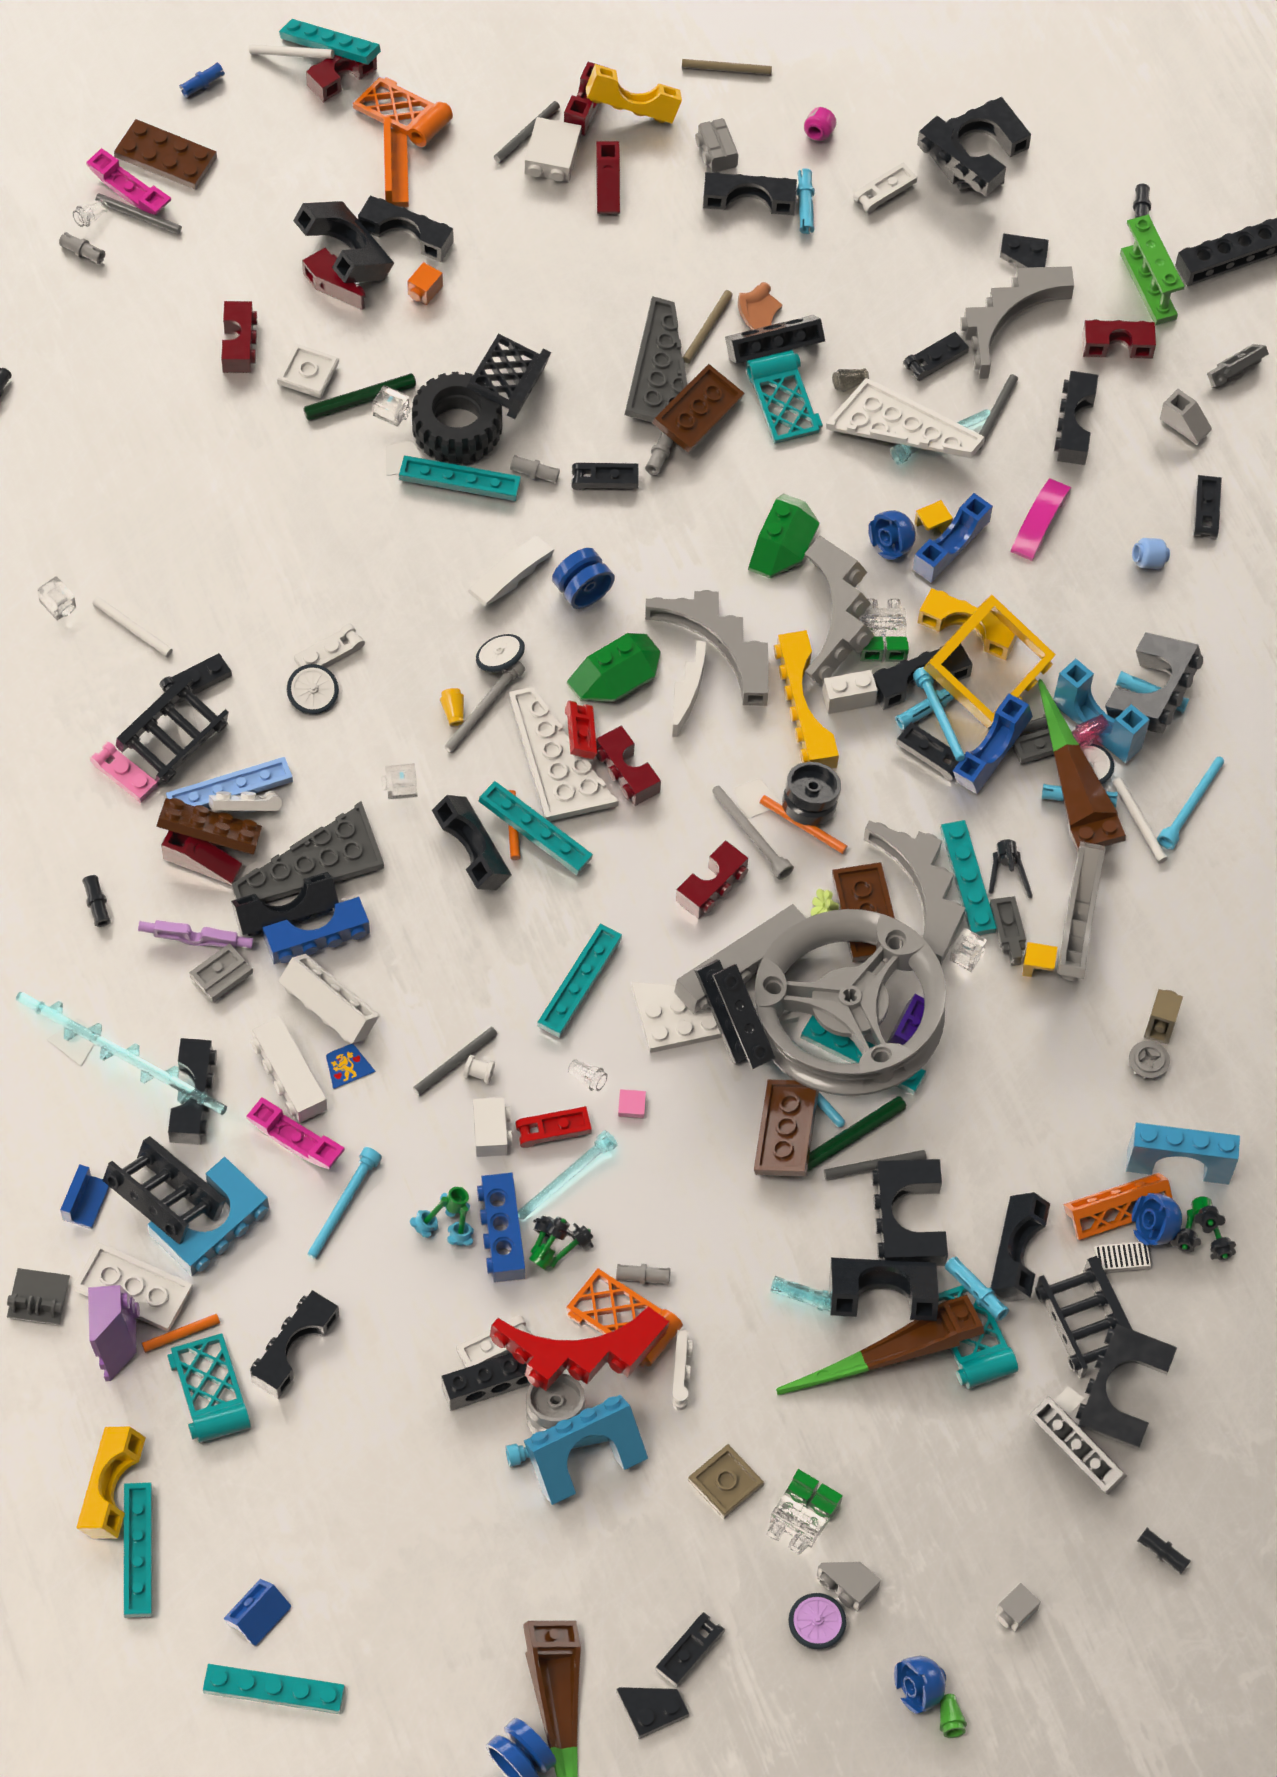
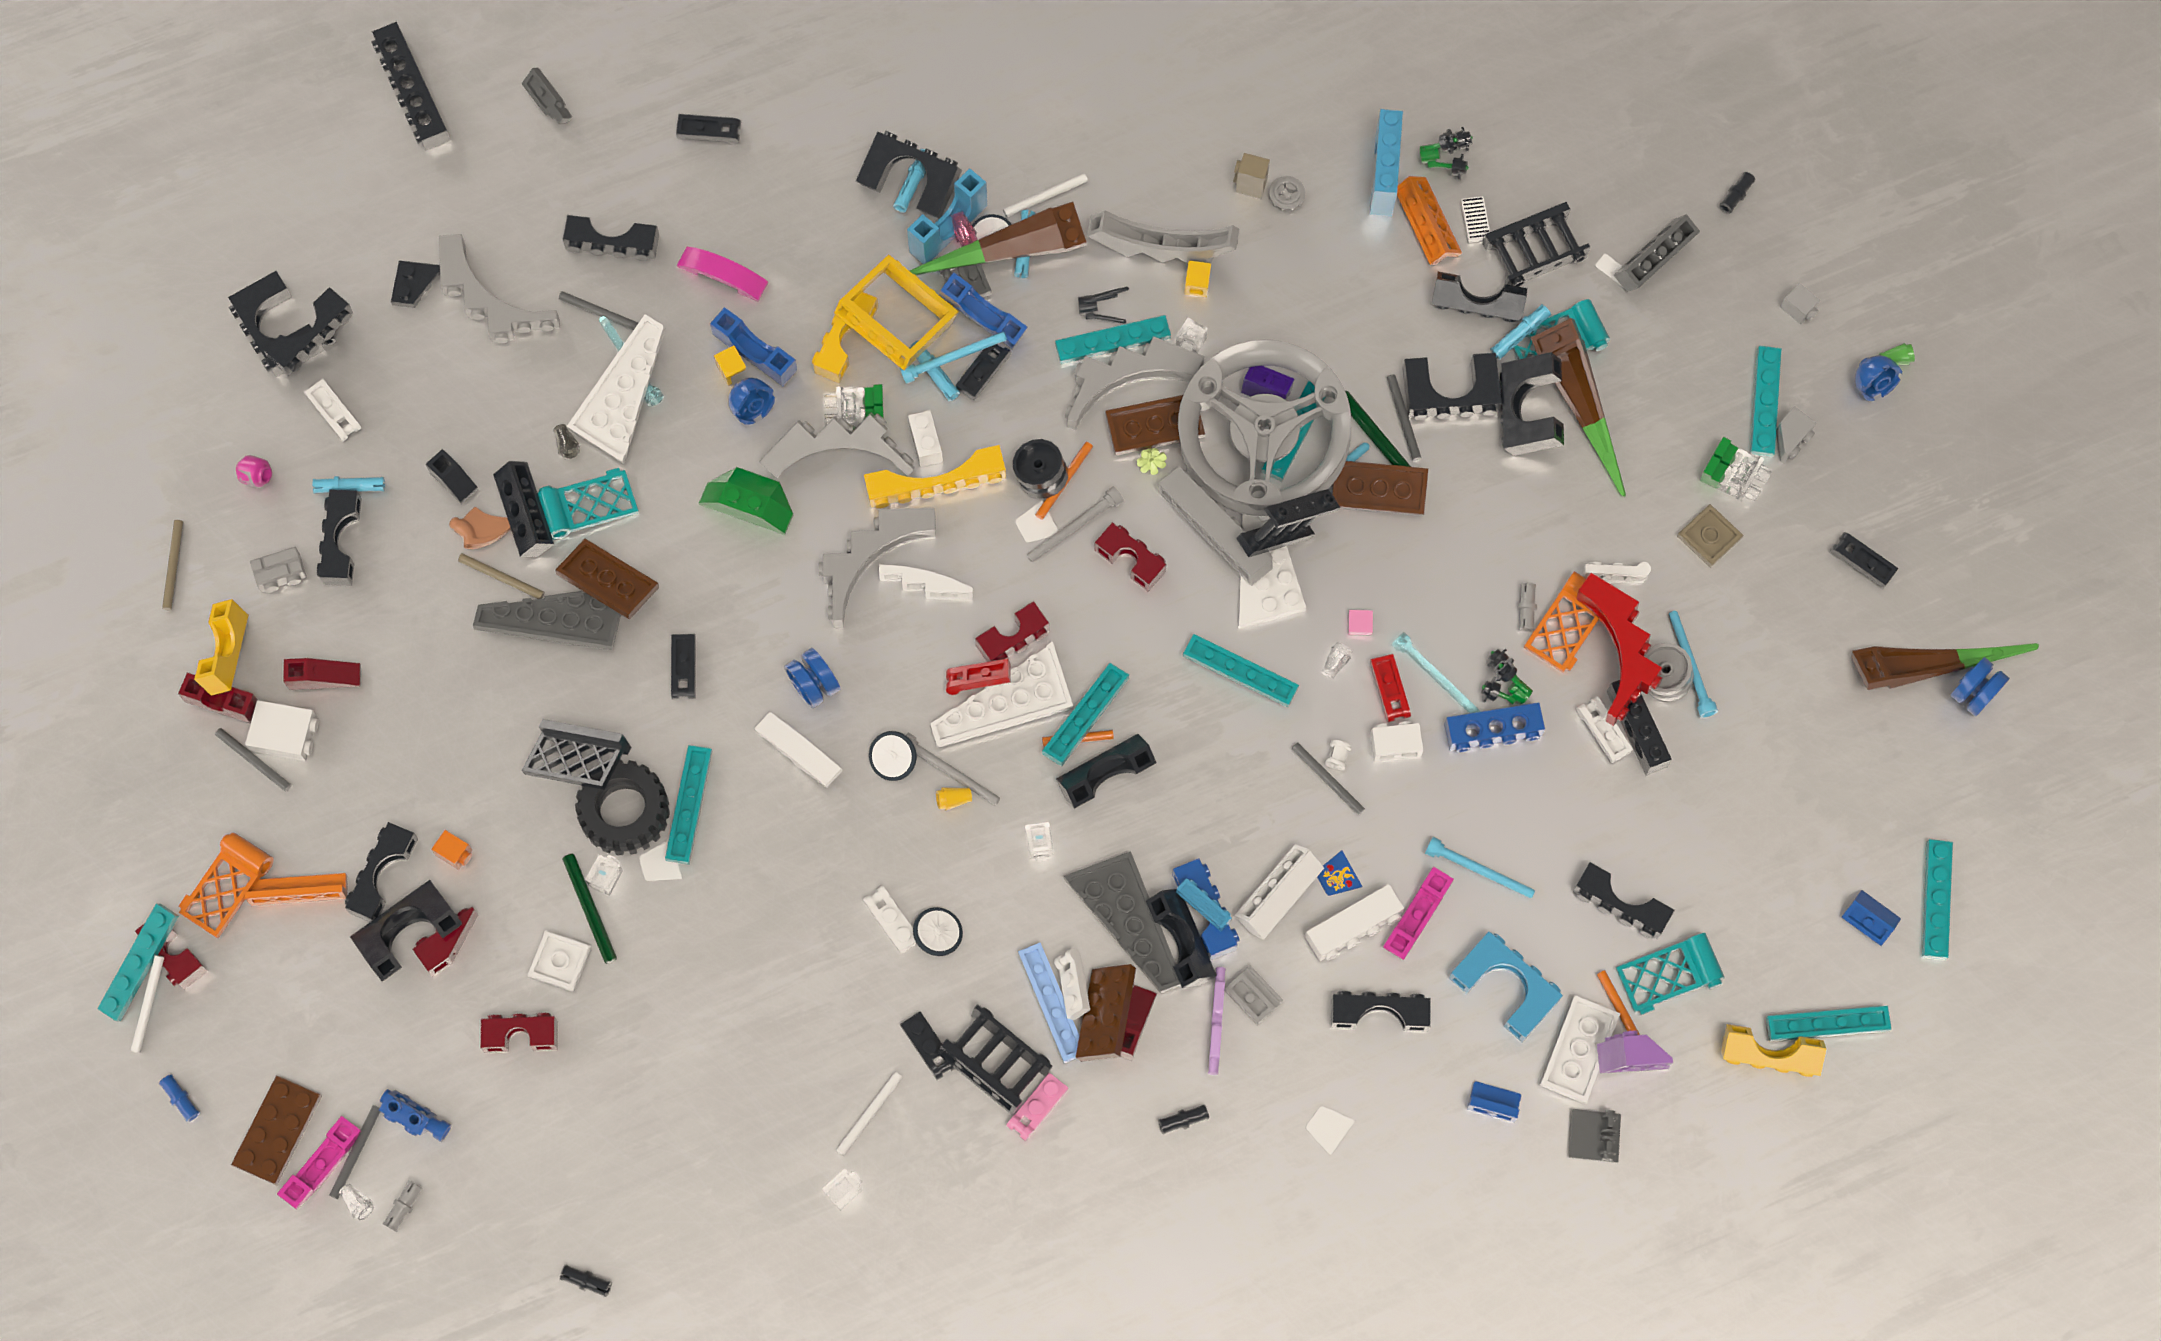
camera: 90 degrees left, 10 degrees up
(130, 1055) = (1346, 1088): clear light blue plant -> none
(166, 252) = (409, 1115): none -> blue brick
(178, 1176) = (1471, 1012): black fence -> none
(315, 919) = (1203, 904): none -> dark azure piece
(455, 1203) = (1494, 764): plant -> none
(534, 469) = (676, 733): light grey pin -> none
(551, 1447) = (1716, 668): dark azure arch -> none
(616, 669) = (907, 647): green wedge -> none
(652, 1708) = (1917, 589): black wing -> none
(660, 453) = (657, 616): light grey pin -> none
(801, 1293) = (1533, 475): clear light blue pin -> none
(811, 279) = (451, 476): none -> black slope
(817, 1621) = (1827, 460): lavender wheel -> none
(893, 682) = (912, 398): black arch -> none
(896, 1559) = (1765, 401): none -> teal plate
(936, 356) = (536, 363): black plate -> none
(1009, 927) = (1164, 303): dark grey hinge -> none
(1123, 1348) = (1575, 213): black arch -> none
(1137, 336) = (517, 181): dark red arch -> none
(1142, 204) = (358, 175): black pin -> none
(1150, 553) = (763, 177): light blue head -> none
(1152, 270) = (445, 163): bright green fence -> none
(1156, 1219) = (1446, 187): blue cylinder -> none
(1170, 836) = (1063, 170): medium azure piece -> none
(1185, 416) = (610, 142): light grey slope -> none

